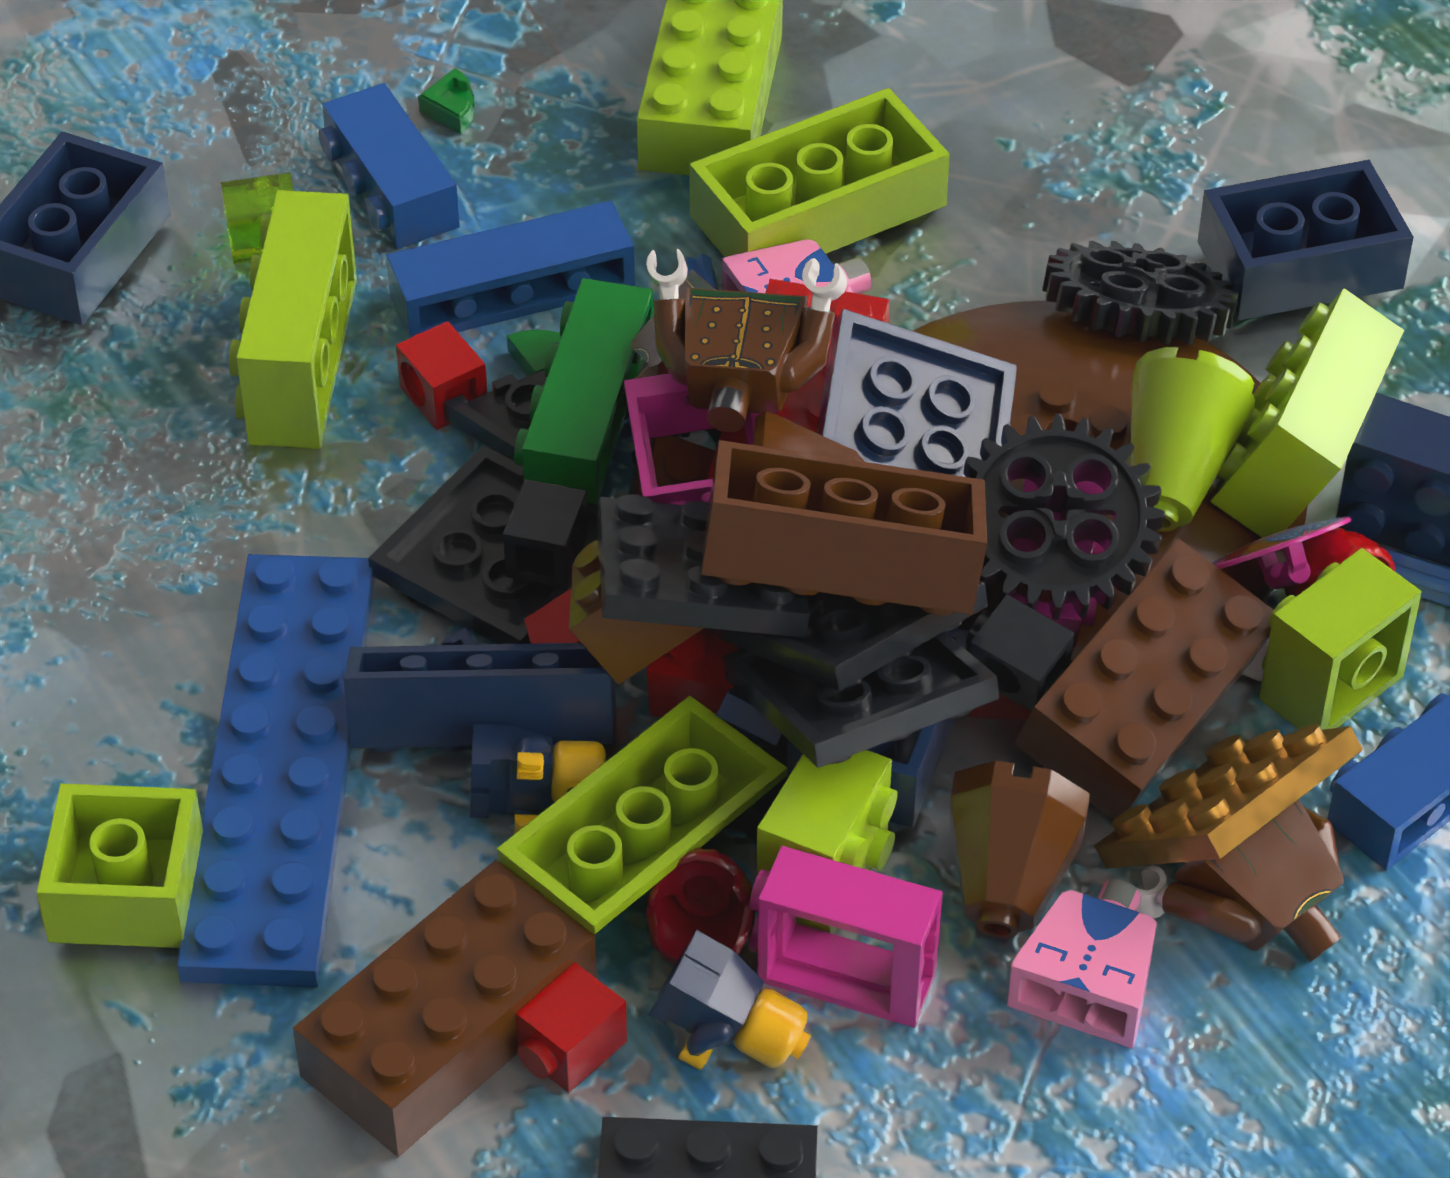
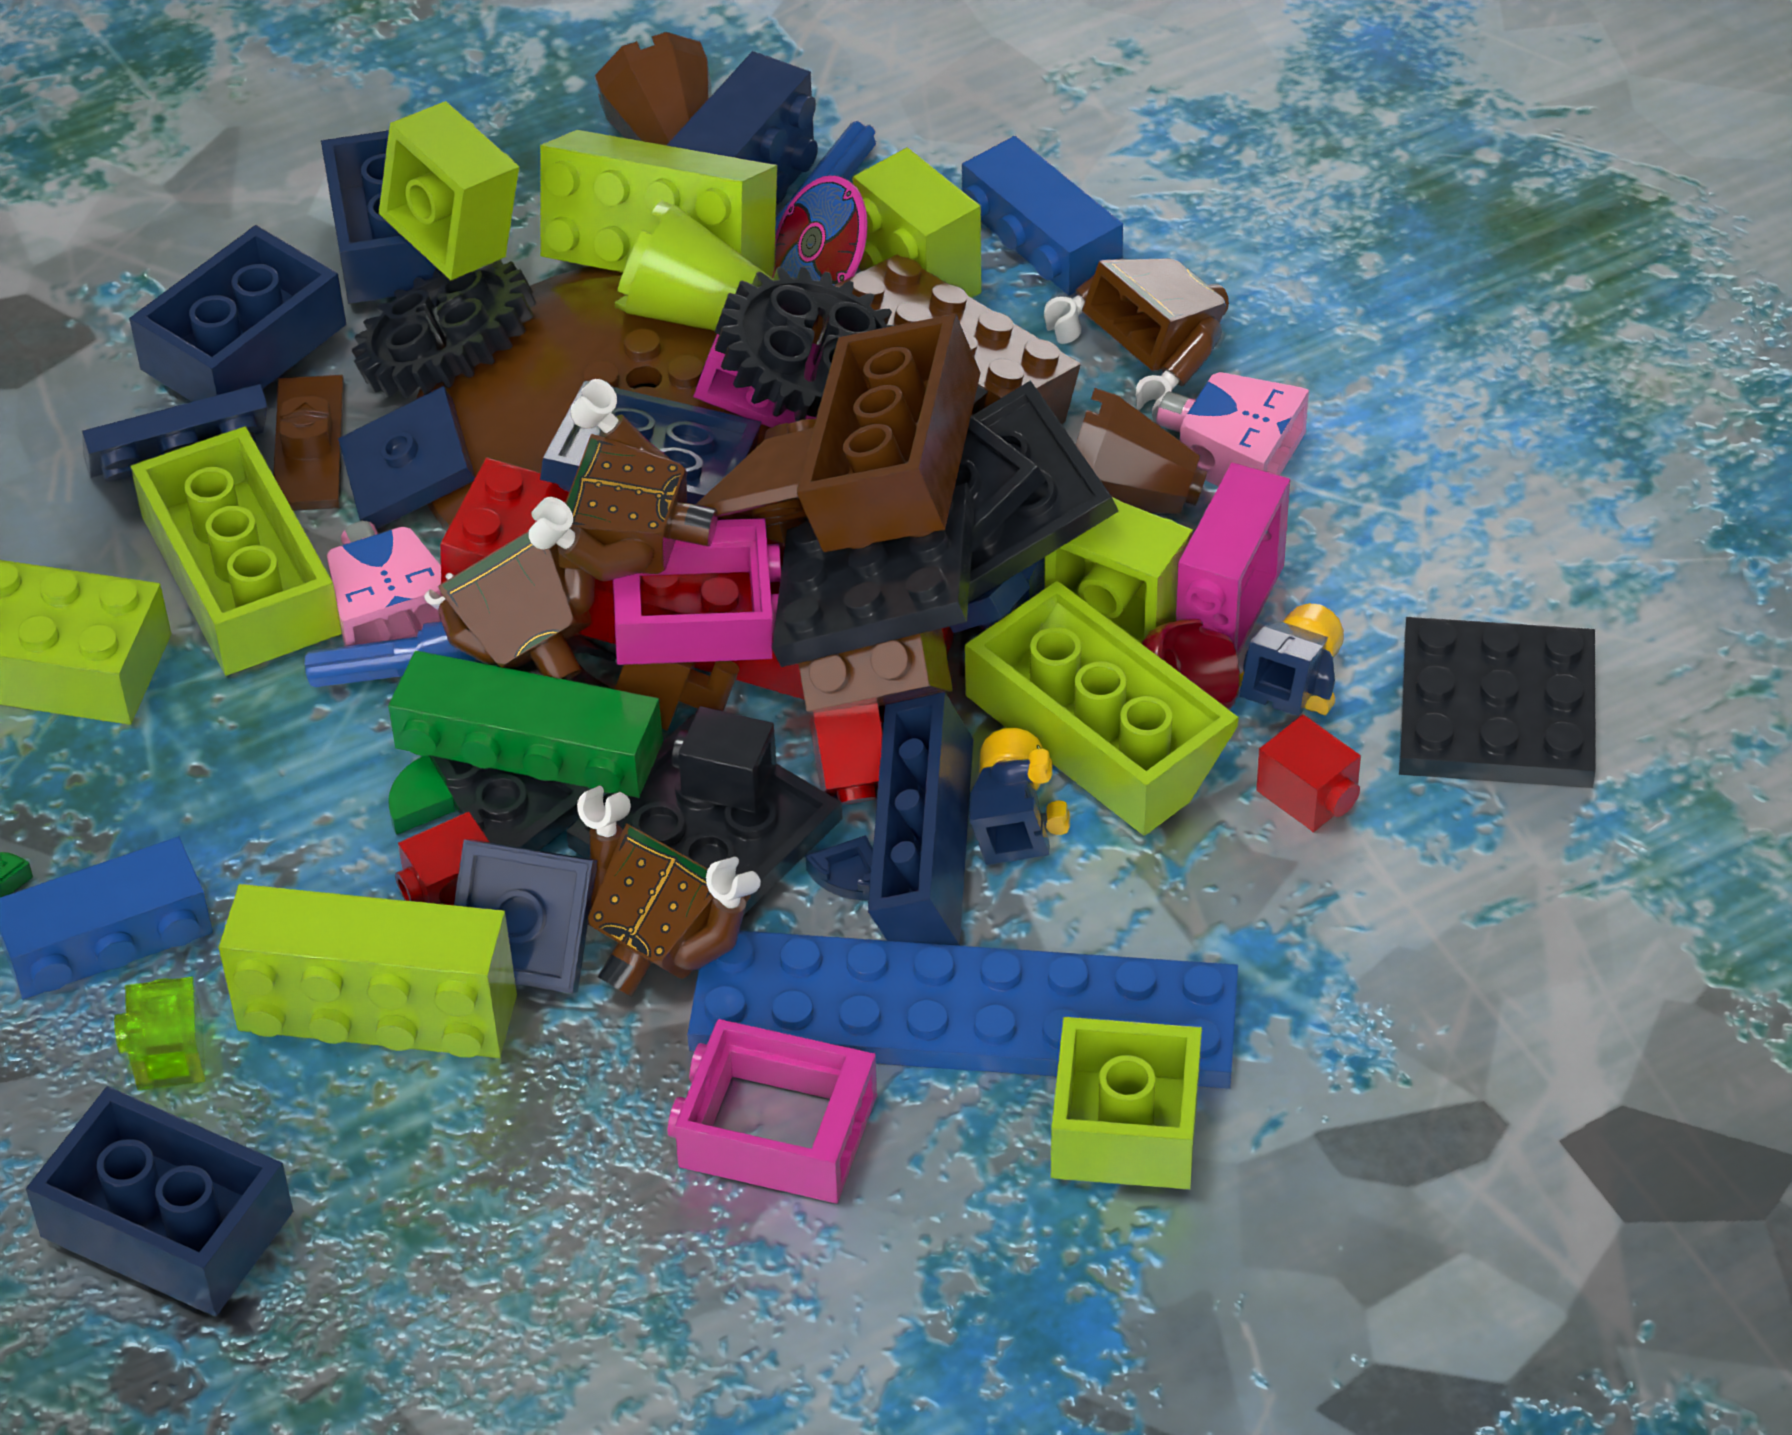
camera: 85 degrees left, 0 degrees up
(141, 664) = (783, 1062): none -> dark pink window
(370, 416) = (543, 903): none -> dark blue plate
(380, 497) = (657, 899): none -> reddish brown torso
(439, 1007) = (1290, 857): reddish brown brick -> none
(509, 269) = (294, 796): blue brick -> none
(951, 114) = (118, 445): none -> dark blue plate
(966, 294) = (406, 458): none -> dark blue plate
(999, 235) = (307, 441): none -> reddish brown piece
(1126, 152) = (238, 318): none -> dark blue brick
(1227, 797) = (1105, 299): pearl gold plate -> none
(1251, 222) = (448, 190): none -> lime brick

